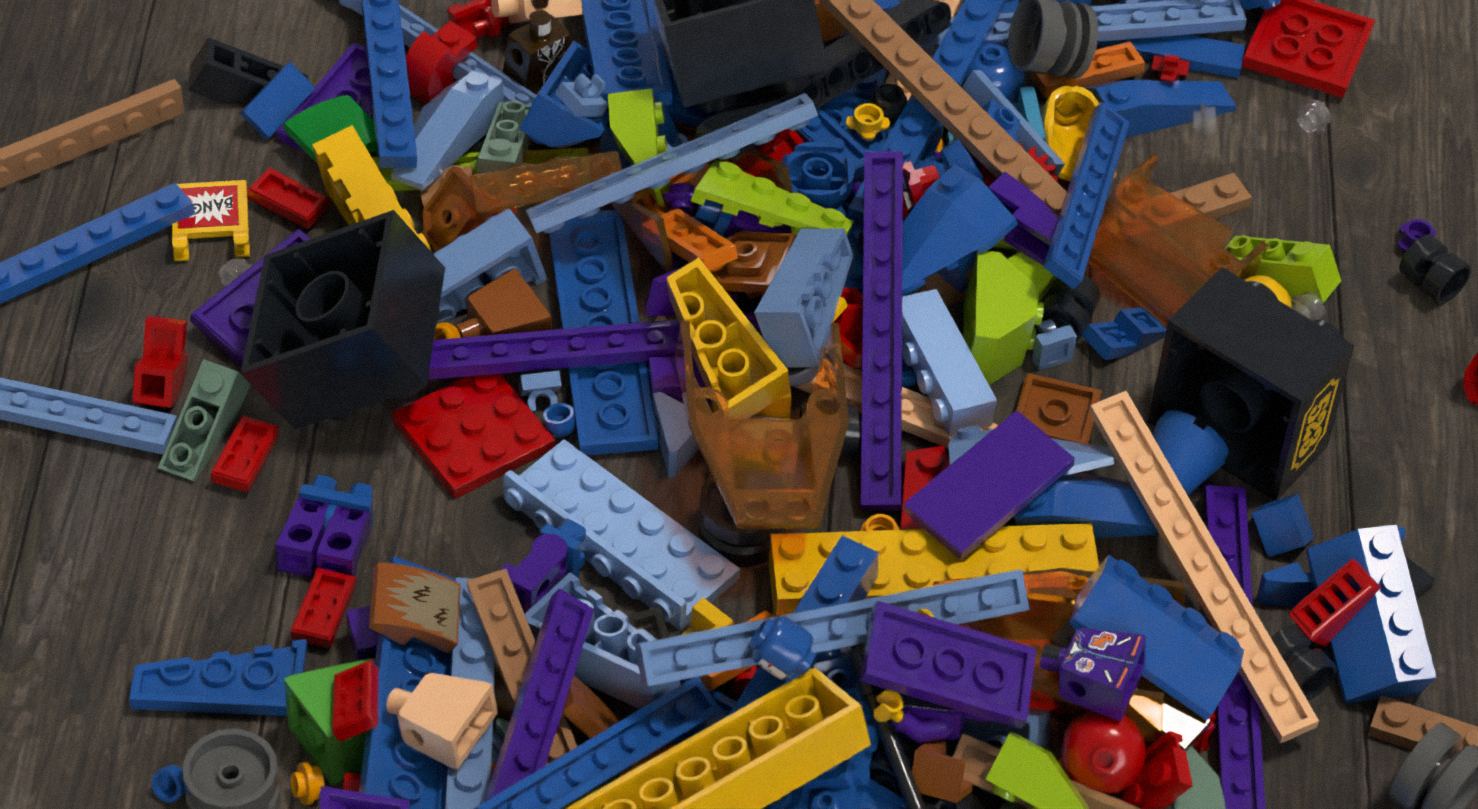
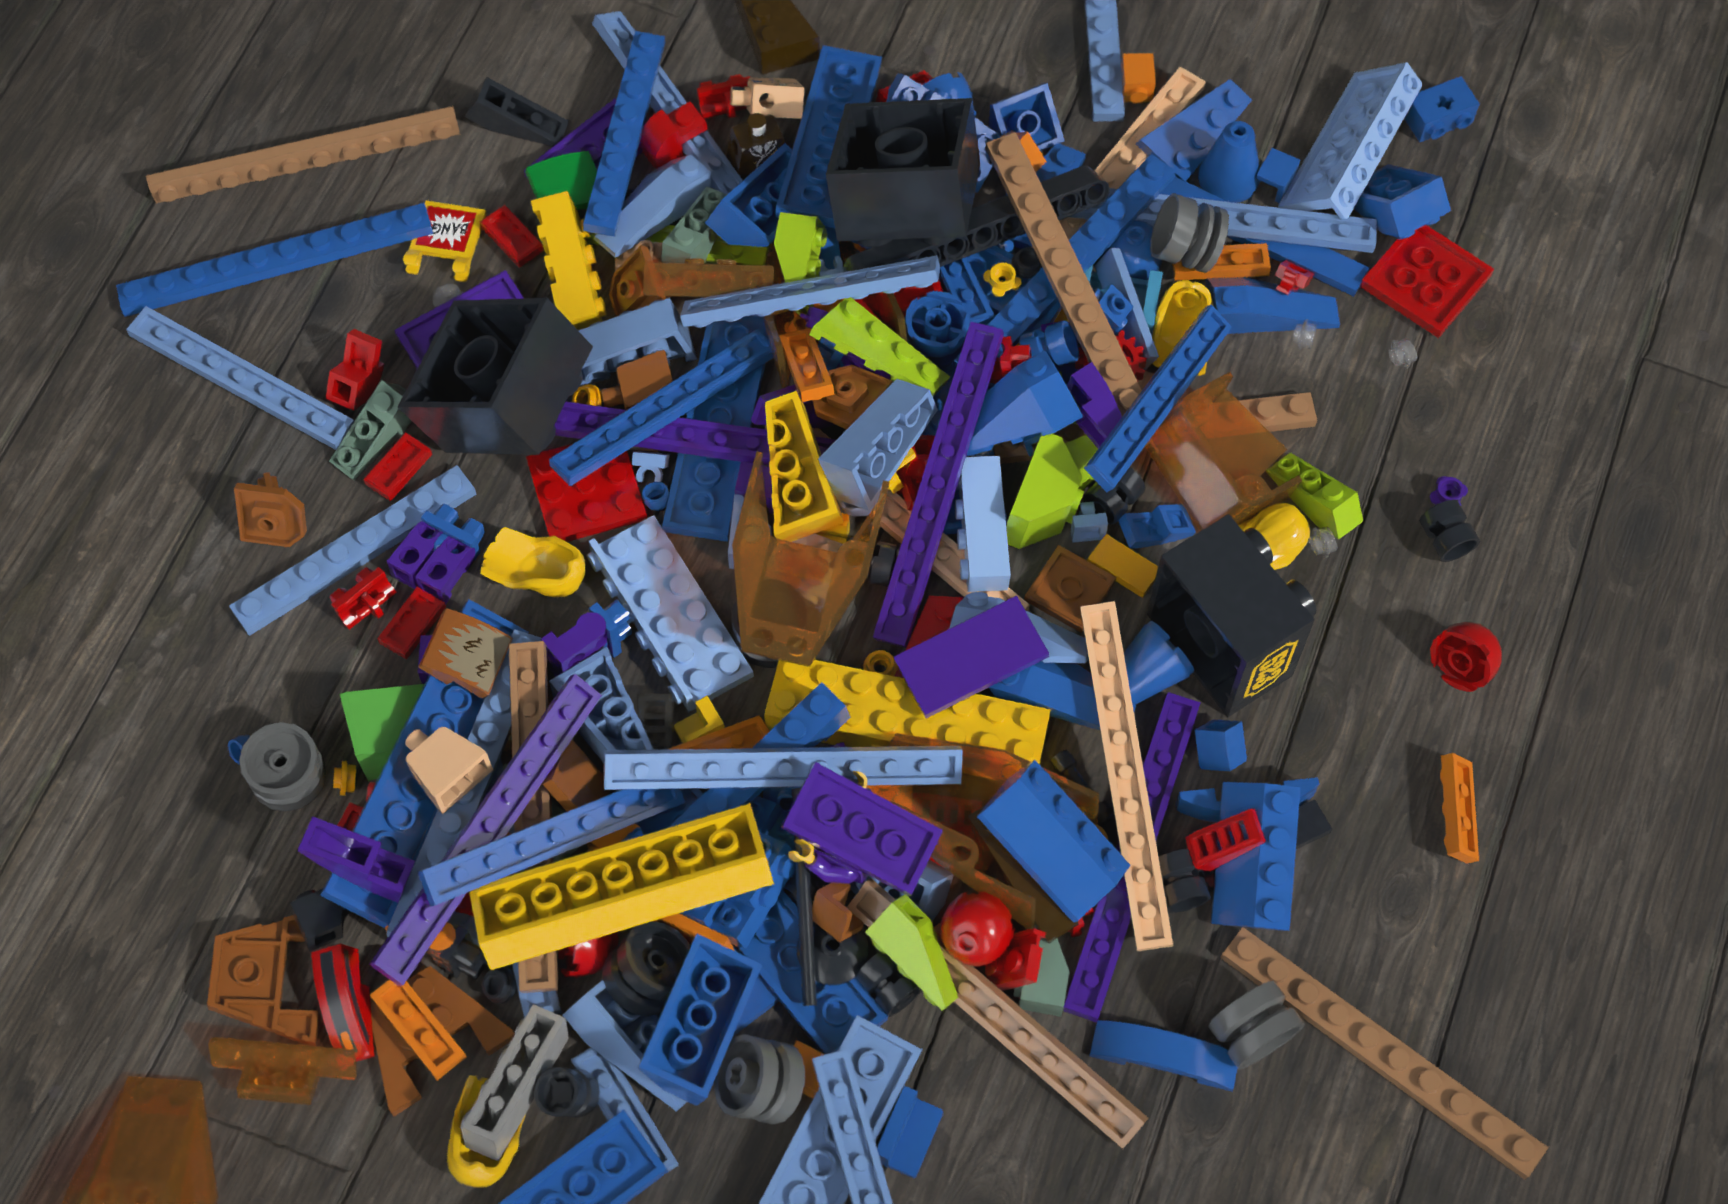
camera: 20 degrees right, 15 degrees up
(116, 529) = (269, 513): none -> dark orange piece
(216, 556) = (349, 551): none -> medium blue plate
(220, 684) = (311, 669): blue wing -> none
(260, 592) = (363, 598): none -> red hips
(277, 100) = (531, 142): blue tile -> none
(355, 700) = (386, 730): red plate -> none
(458, 513) = (534, 563): none -> yellow hair
(538, 322) = (662, 408): none -> blue tile
(583, 96) = (761, 209): medium blue tile -> none
(782, 647) = (724, 783): blue head -> none
(1098, 669) = (986, 865): dark purple torso -> none
(1106, 376) = (1125, 564): none -> light orange tile

